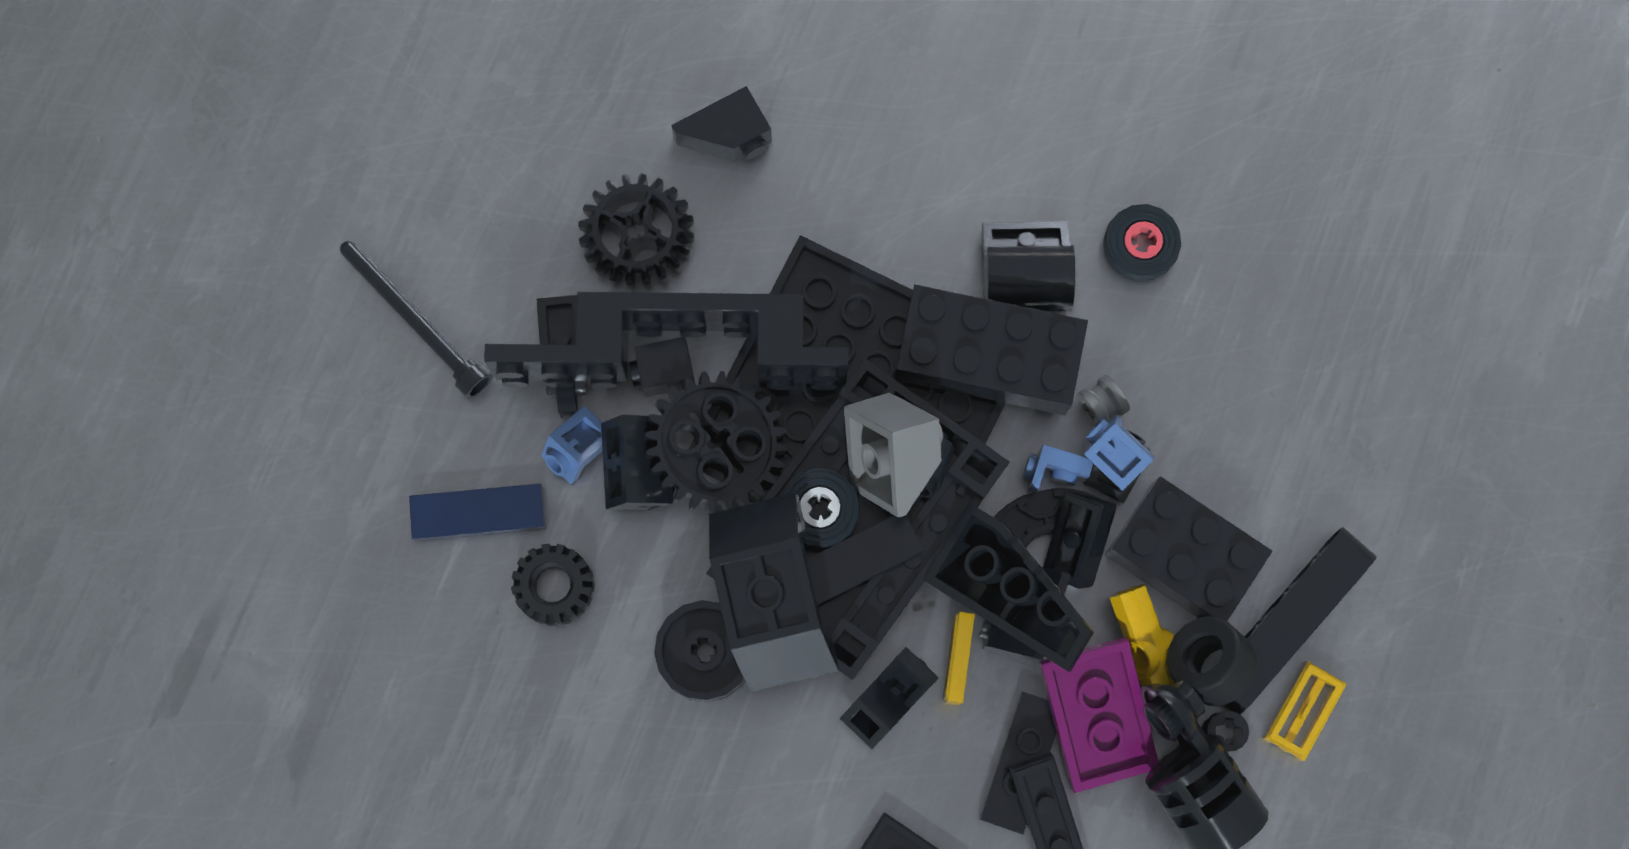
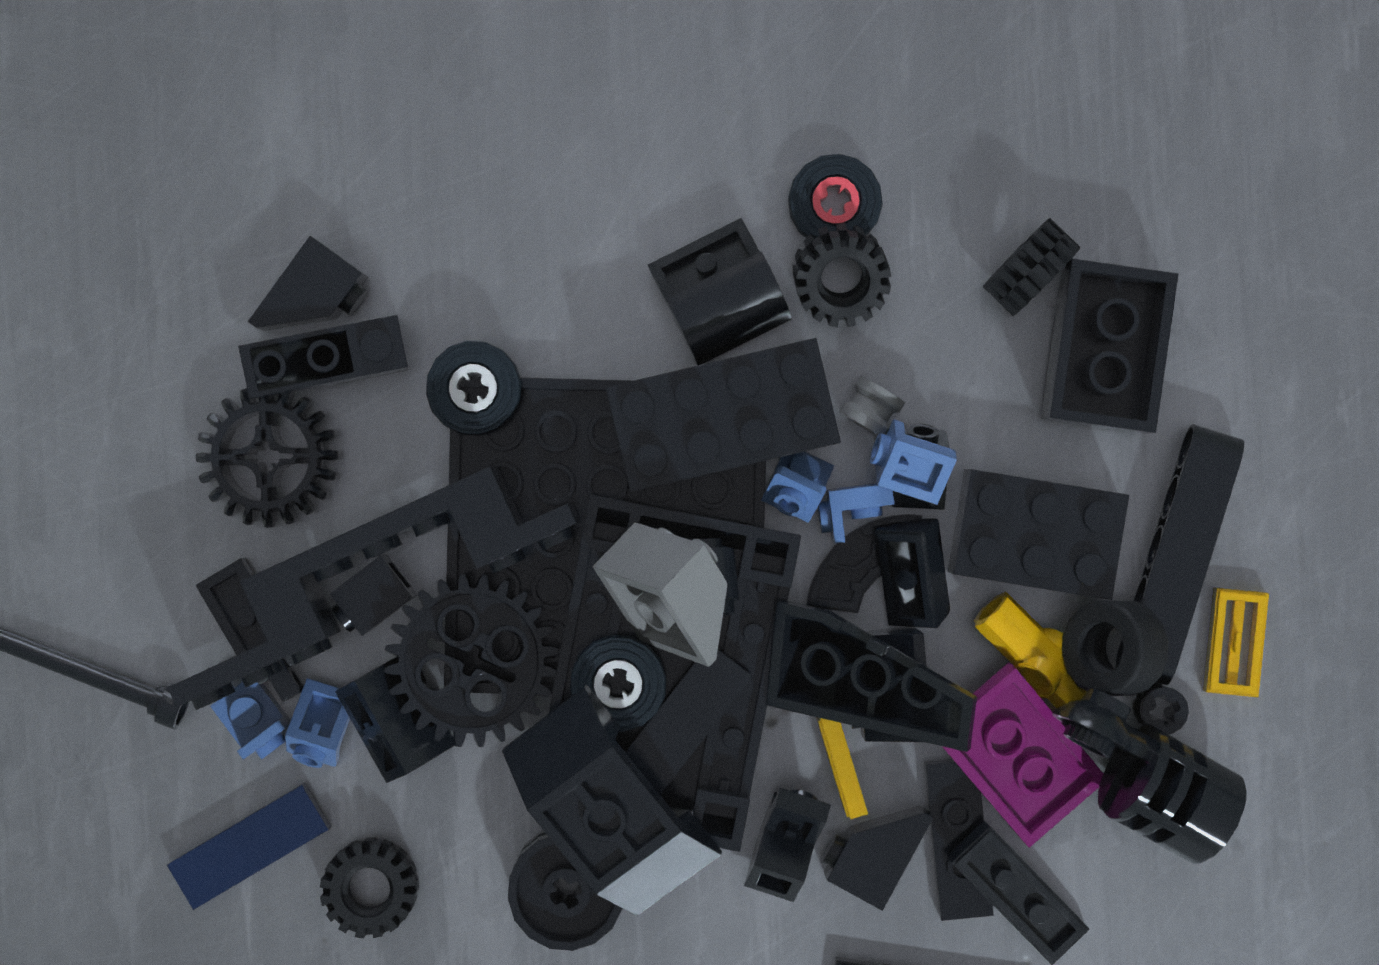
camera: 20 degrees left, 10 degrees up
(528, 417) = (253, 719): none -> medium blue bracket
(716, 177) = (324, 357): none -> black slope
(791, 249) = (450, 403): none -> black bush
(952, 741) = (875, 854): none -> black slope
(1021, 432) = (798, 485): none -> medium blue bracket
(1136, 317) = (849, 304): none -> black tyre
(1270, 350) = (1031, 267): none -> black tyre
(1304, 437) = (1109, 346): none -> black brick

